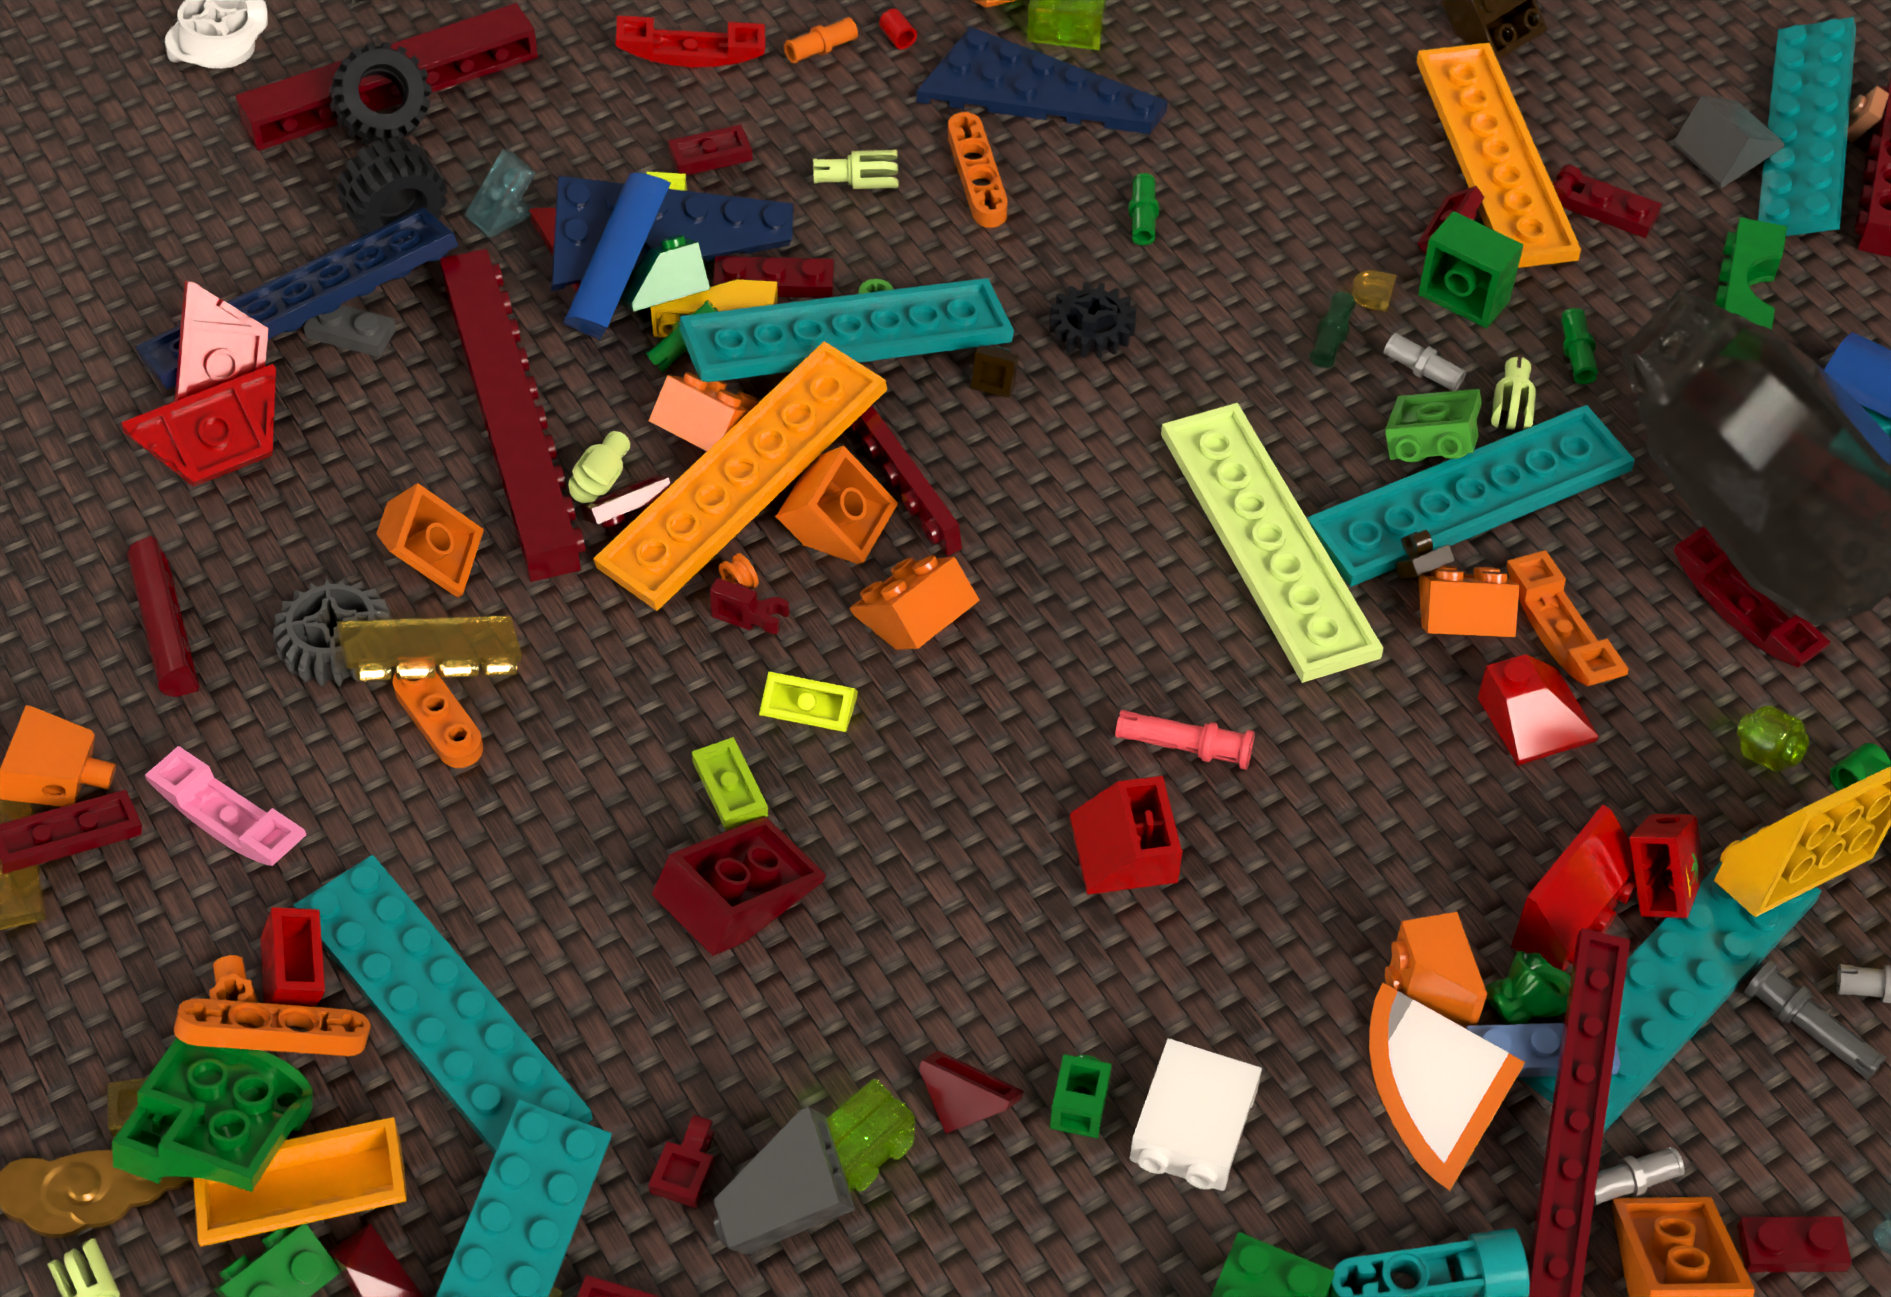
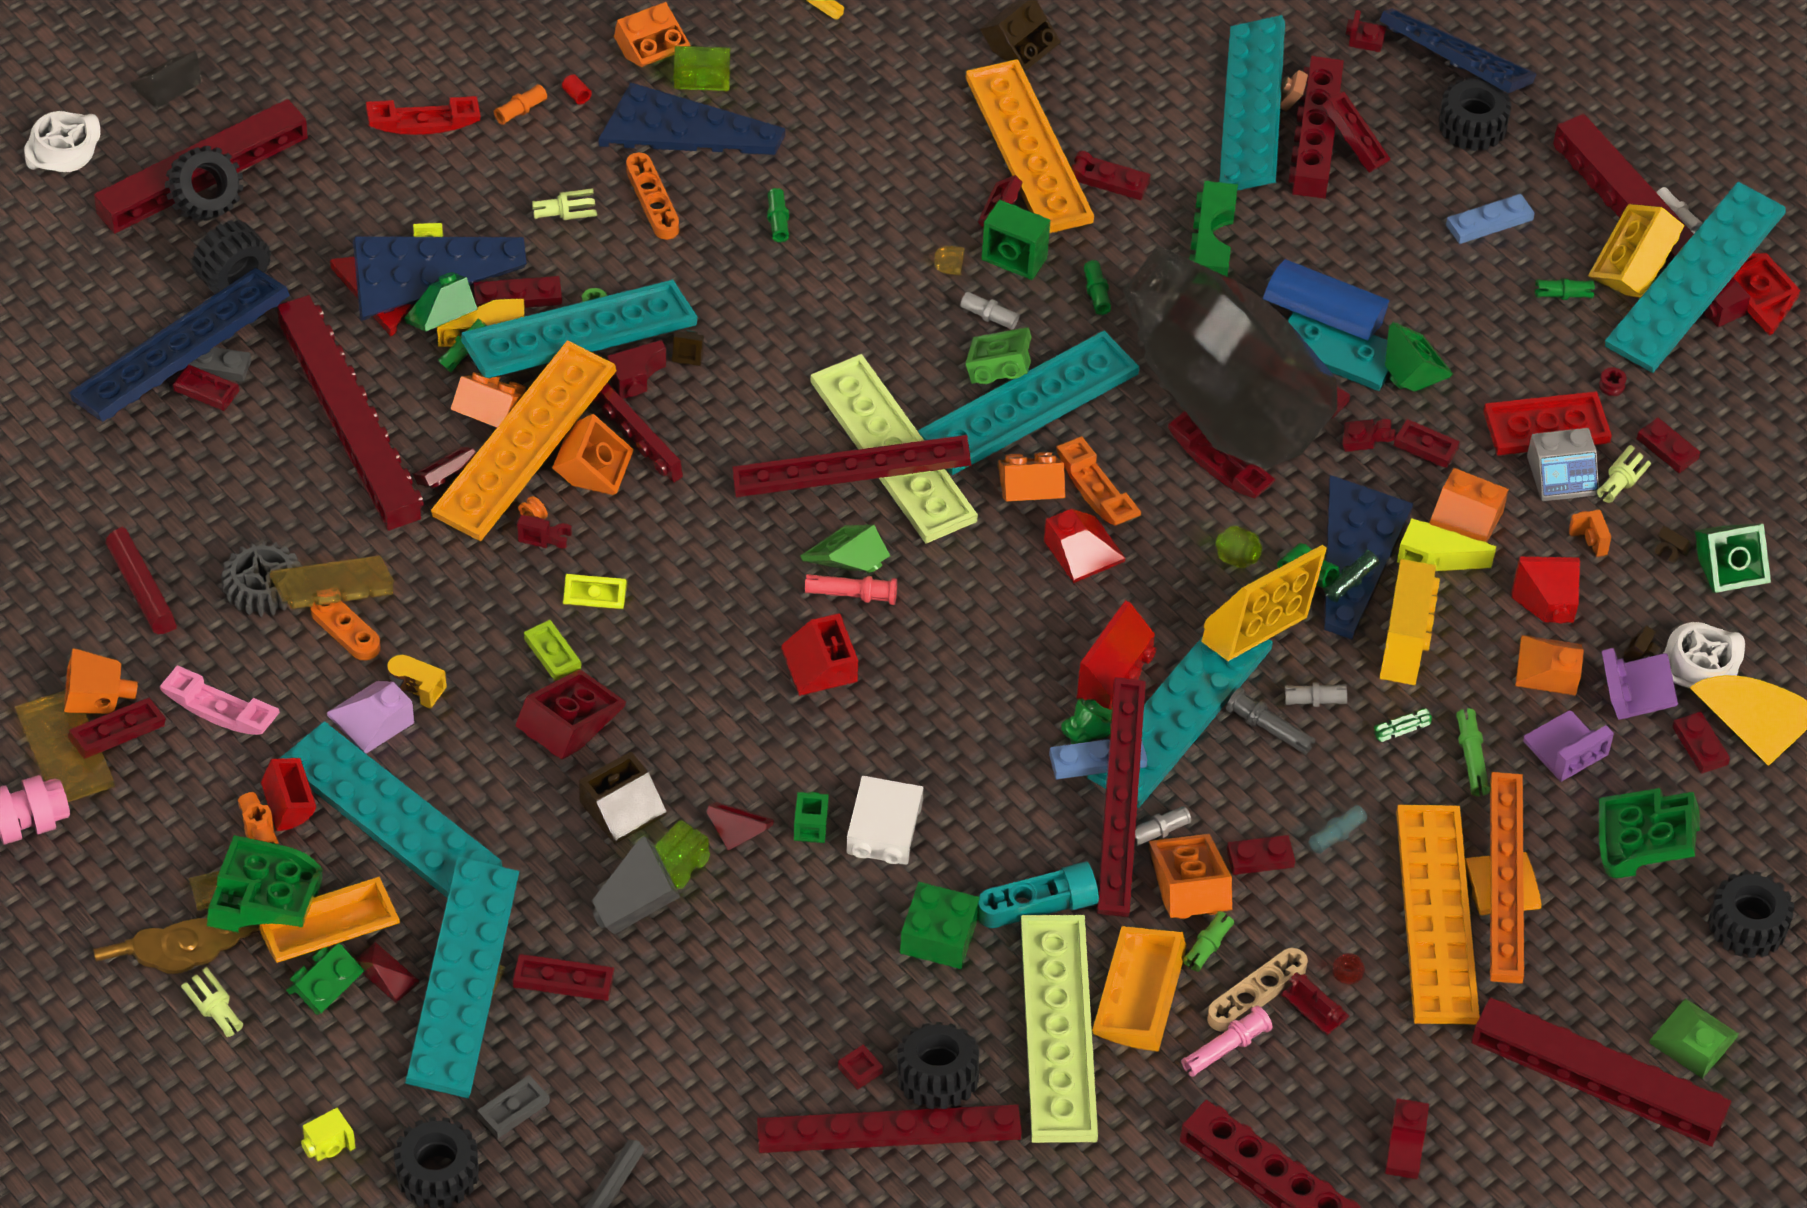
camera: 10 degrees left, 0 degrees up
(212, 429) = (143, 446): red wing -> none
(215, 342) = (138, 400): wing -> none
(215, 1025) = (289, 831): orange beam -> none
(323, 358) = (206, 387): none -> dark red plate
(431, 537) = (314, 506): orange slope -> none
(447, 854) = (373, 715): none -> lavender slope
(500, 199) = (307, 253): clear light blue slope -> none
(523, 803) = (417, 678): none -> yellow leg
(598, 468) = (422, 446): yellowish green arm -> none
(616, 254) = (407, 290): blue brick -> none
(685, 1167) = (568, 888): dark red plate -> none
(710, 150) = (454, 201): dark red plate -> none
(791, 1030) = (621, 797): none -> slope
(915, 601) = (657, 516): orange slope -> none
(918, 389) = (636, 367): none -> dark red arch
(1092, 320) = (752, 303): black gear -> none
(1190, 679) = (850, 549): none -> bright green slope
(1207, 558) = (851, 466): none -> dark red plate
(1333, 330) = (923, 293): clear green pin -> none
(1422, 555) = (998, 448): dark brown tile -> none
(1436, 1081) = (1033, 783): sticker -> none
(1437, 968) = (1027, 718): orange slope -> none
(1514, 394) = (1054, 327): yellowish green arm -> none
(1665, 850) = (1171, 634): red torso -> none
(1725, 139) = (1193, 119): dark grey slope -> none

